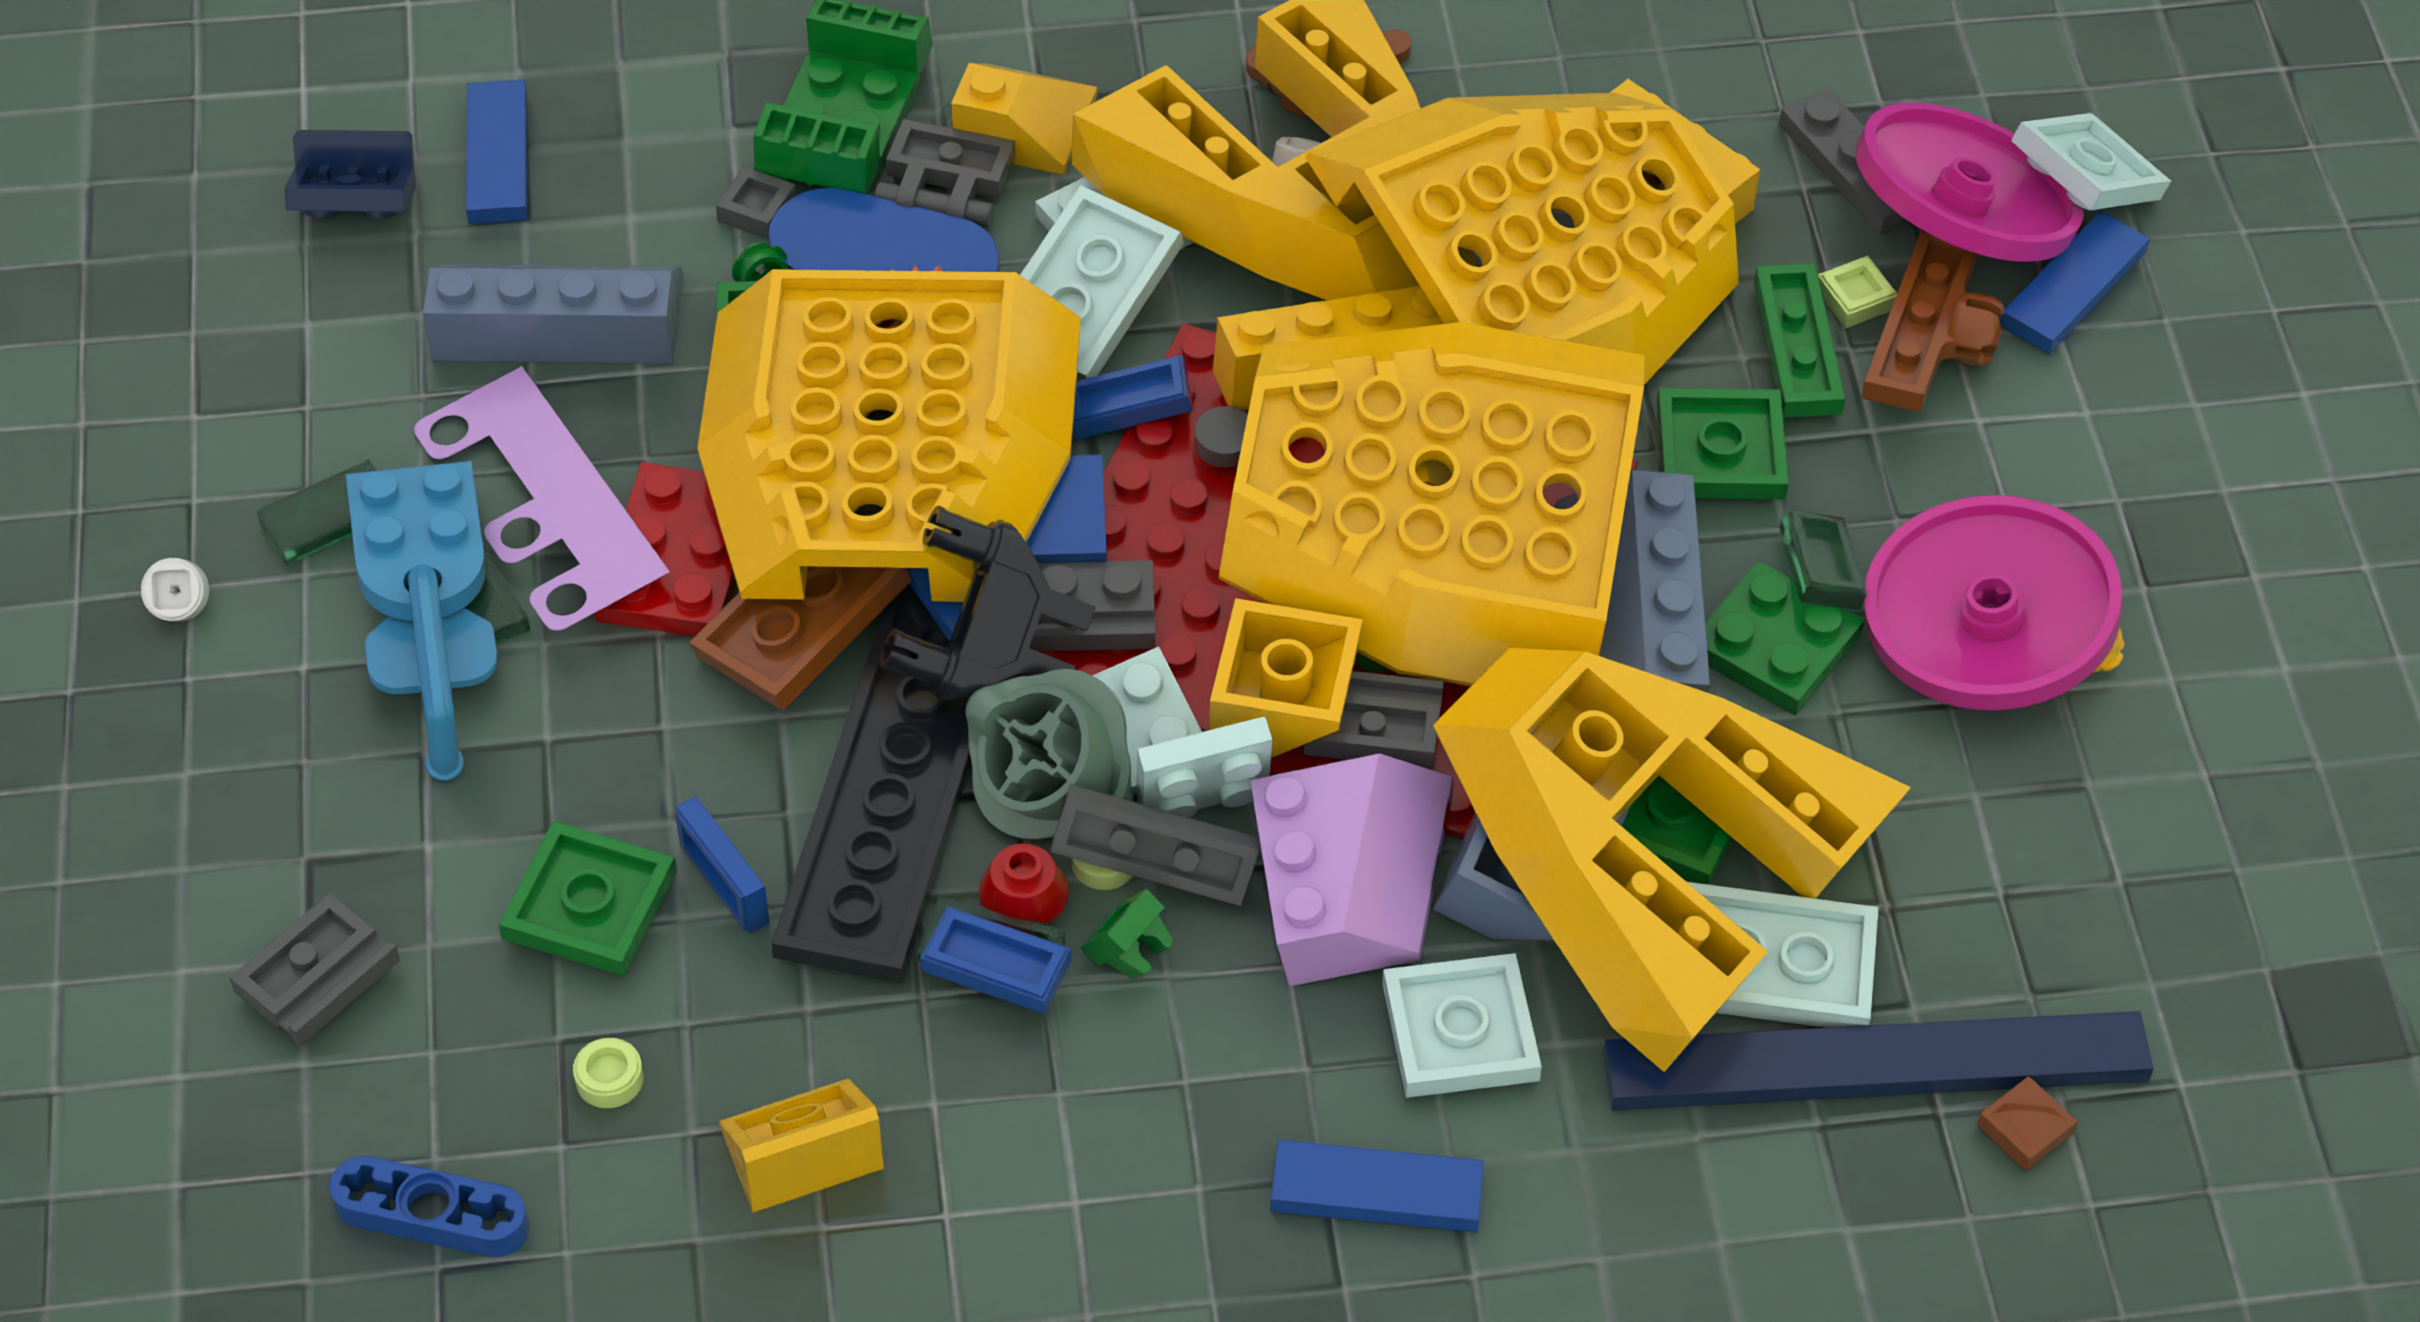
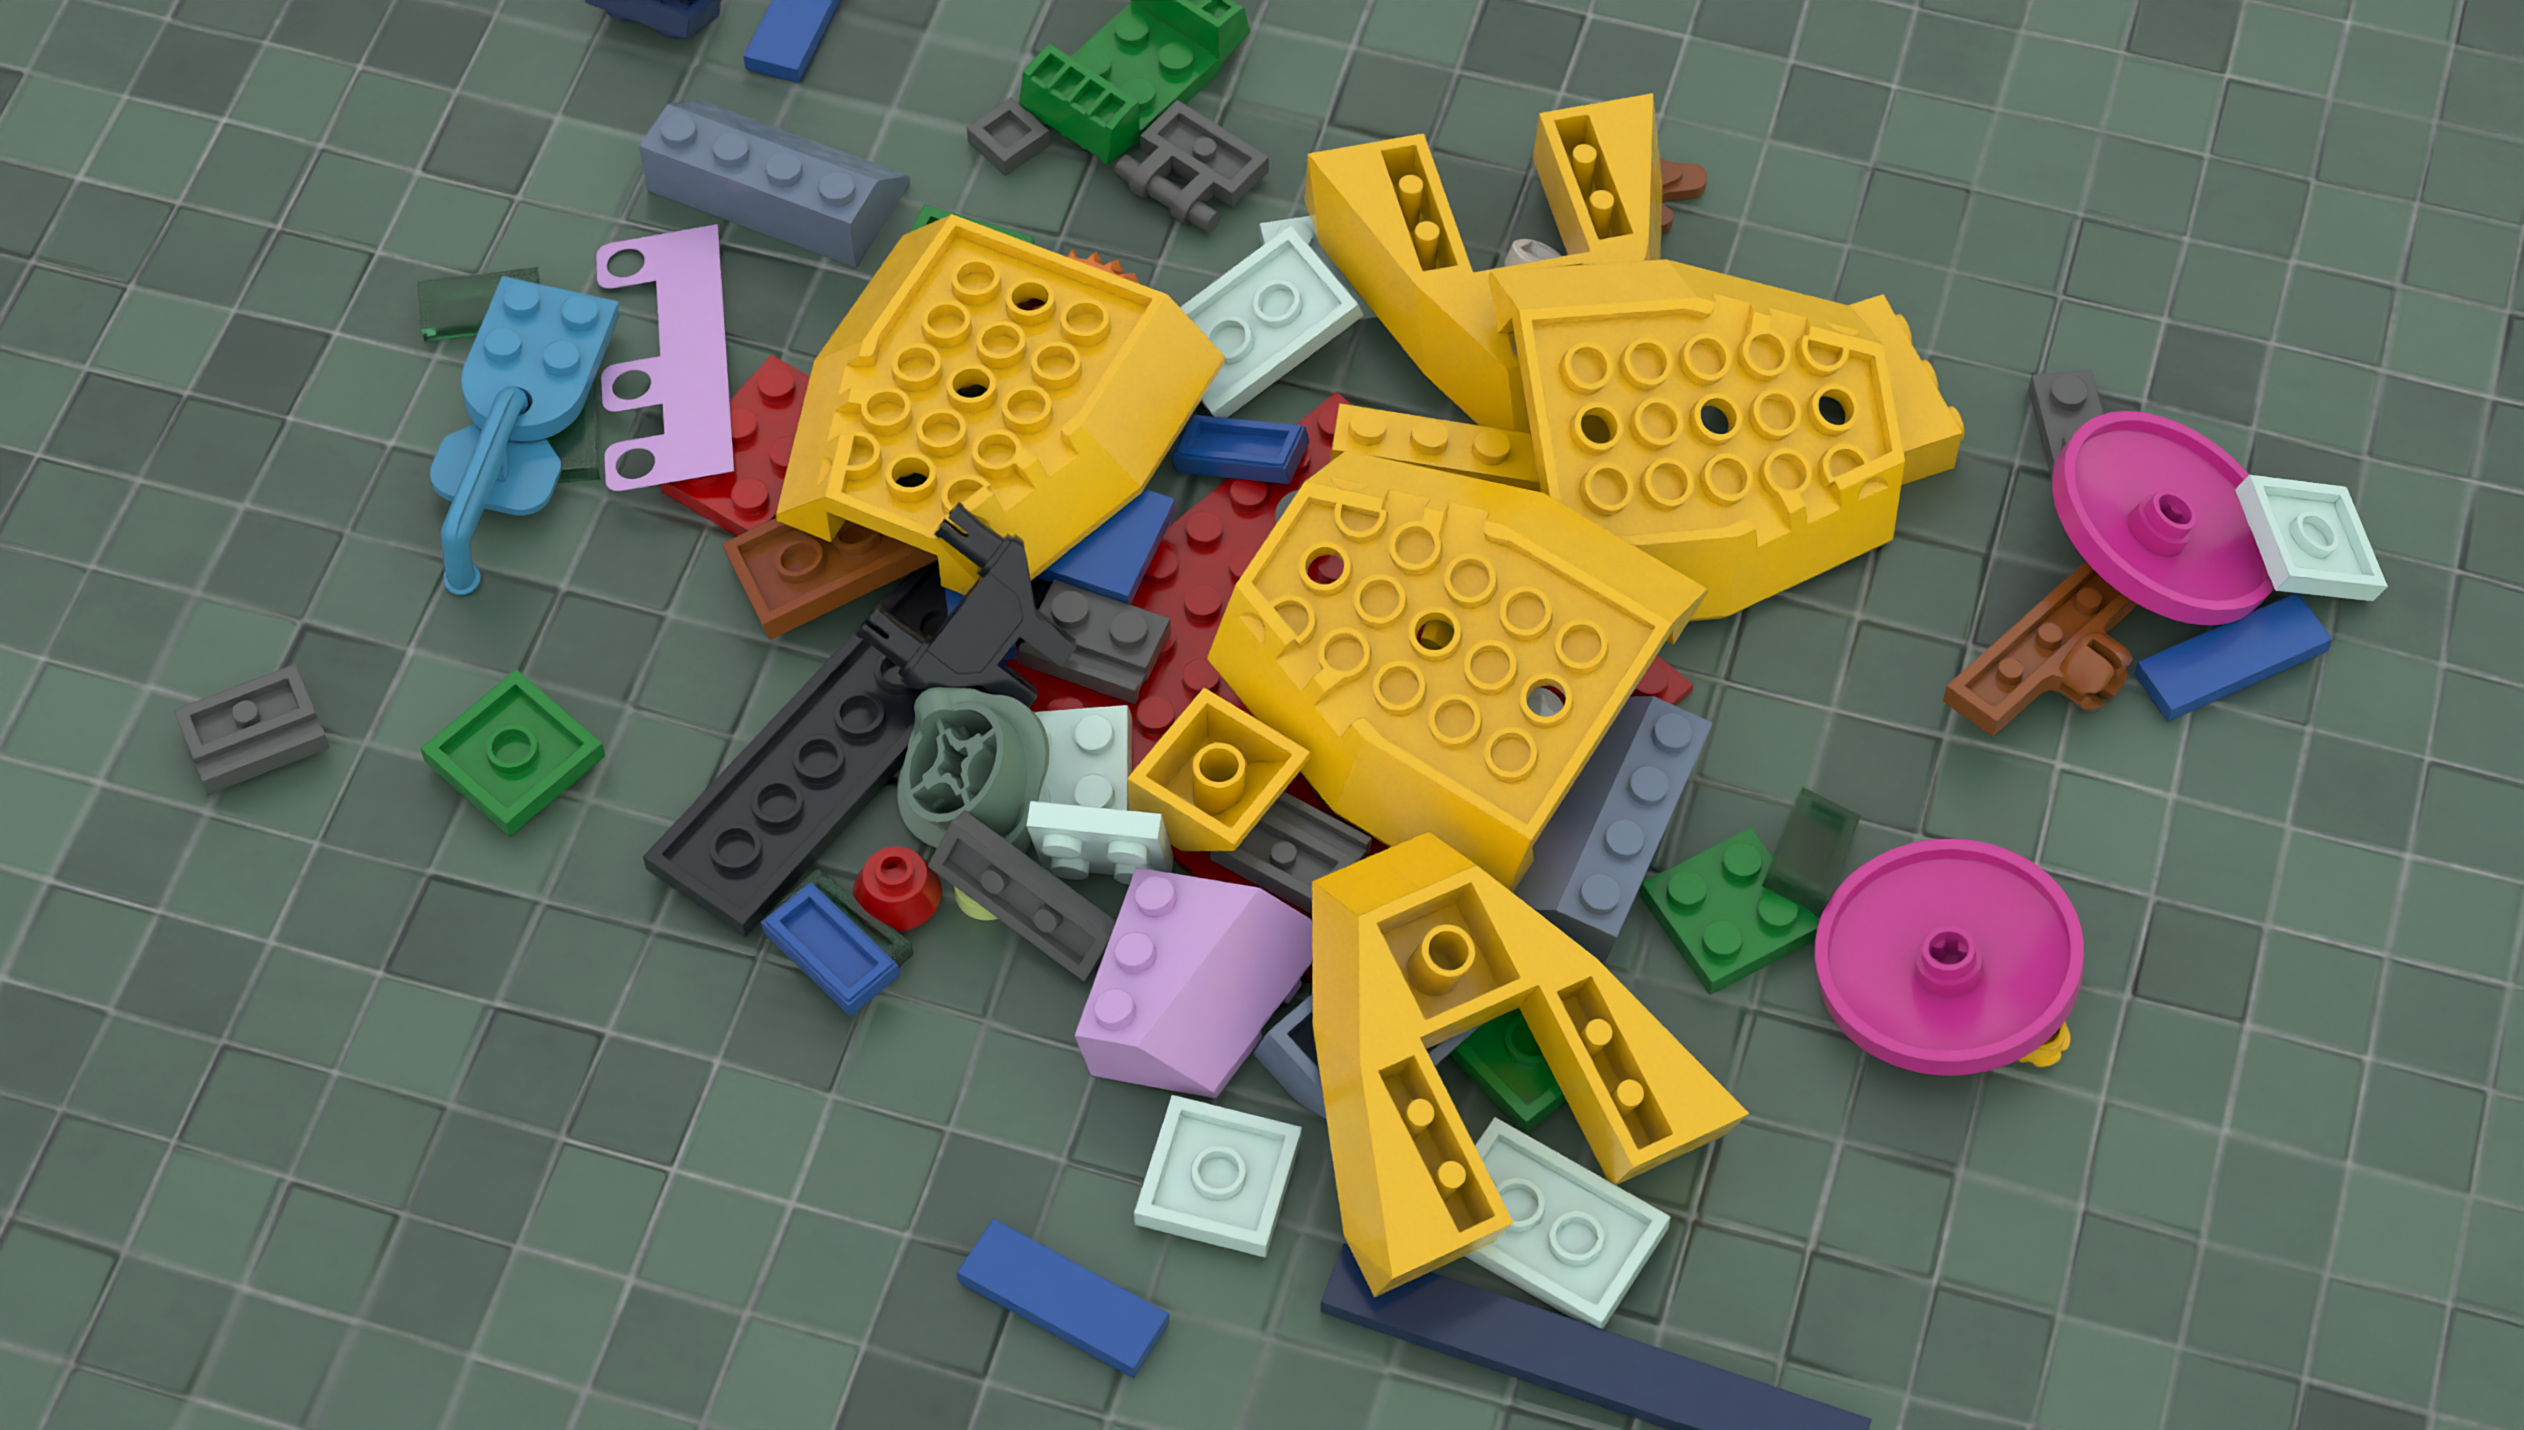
camera: 25 degrees right, 5 degrees up
(175, 589) = (313, 331): white tile -> none
(413, 1182) = (245, 1010): blue beam -> none
(608, 1073) = (451, 921): yellowish green tile -> none
(722, 865) = (640, 766): blue tile -> none
(755, 255) = (976, 189): green plate -> none
(804, 1143) = (576, 1053): yellow slope -> none
(874, 234) = (1083, 203): blue tile -> none
(1022, 108) = (1288, 120): yellow slope -> none
(1118, 935) = (973, 959): green tile -> none
(1724, 440) = (1782, 696): green plate -> none
(1799, 340) = (1915, 619): green plate -> none
(1856, 292) = (2004, 588): yellowish green tile -> none

